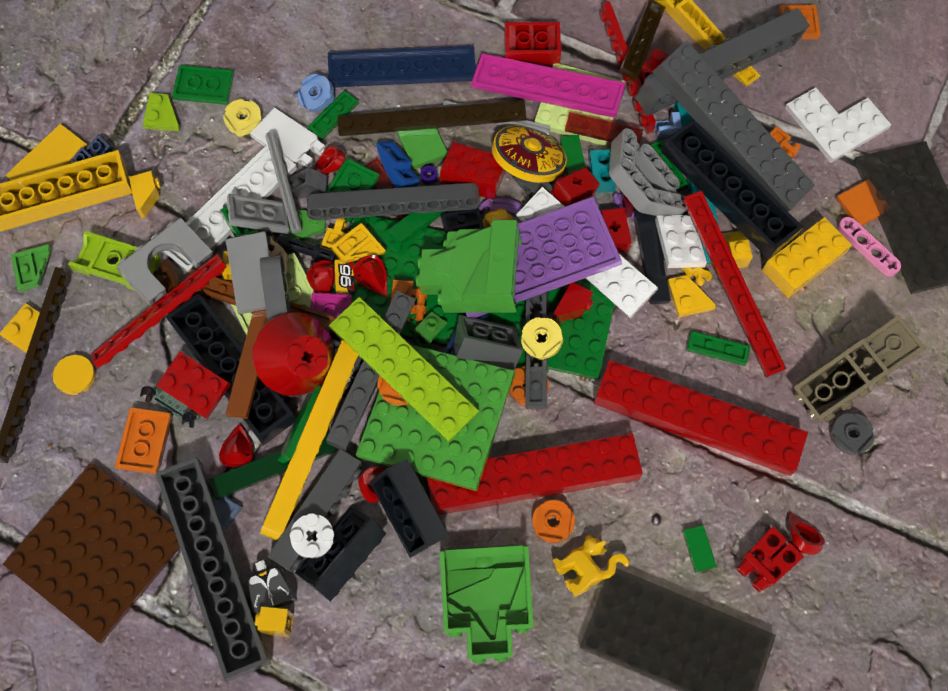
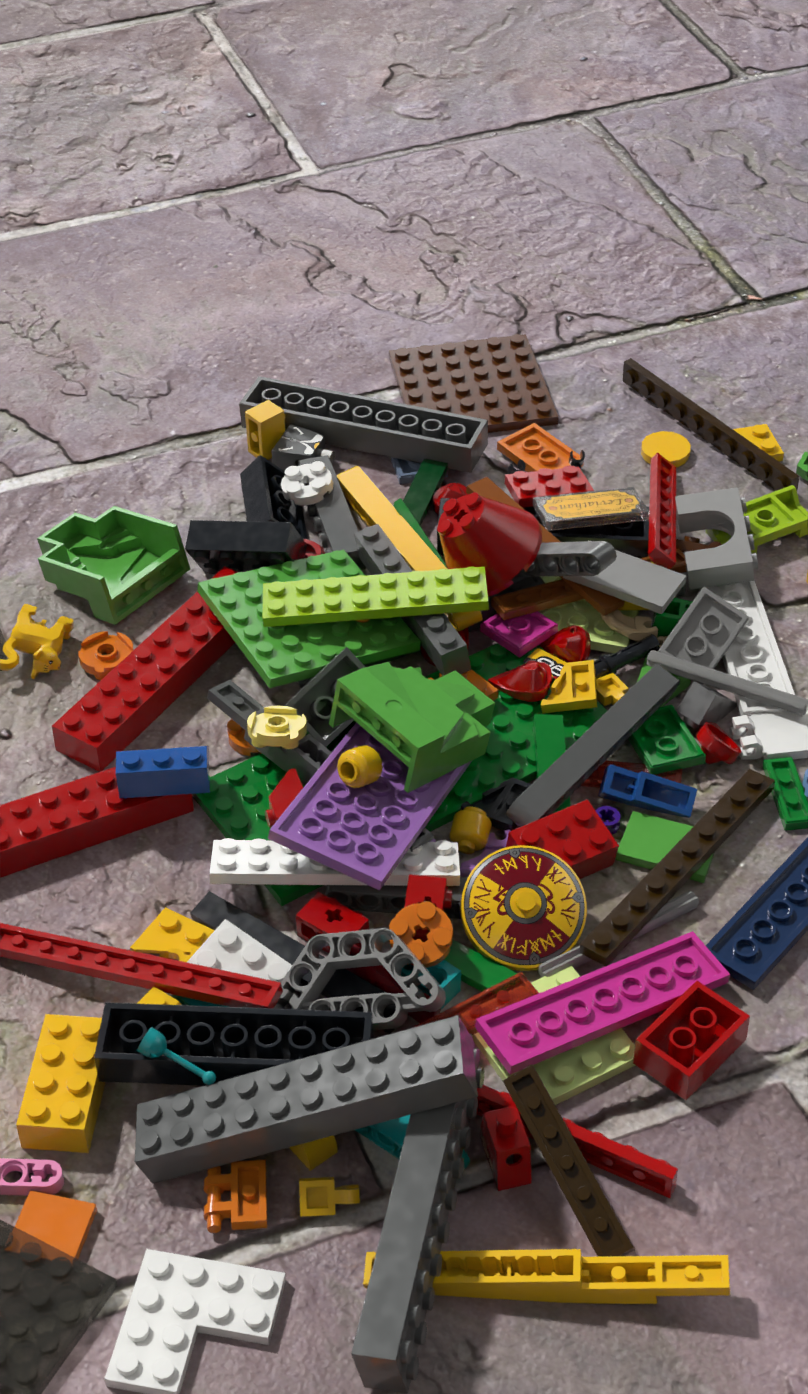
camera: 135 degrees right, 25 degrees down
(200, 338) = (590, 508): none -> tile
(538, 260) = (359, 766): none -> yellow head
(586, 167) = (424, 917): none -> orange plate
(619, 372) = (163, 771): none -> blue slope
(718, 348) = (89, 914): green tile -> none
(777, 201) = (155, 1045): none -> teal hinge

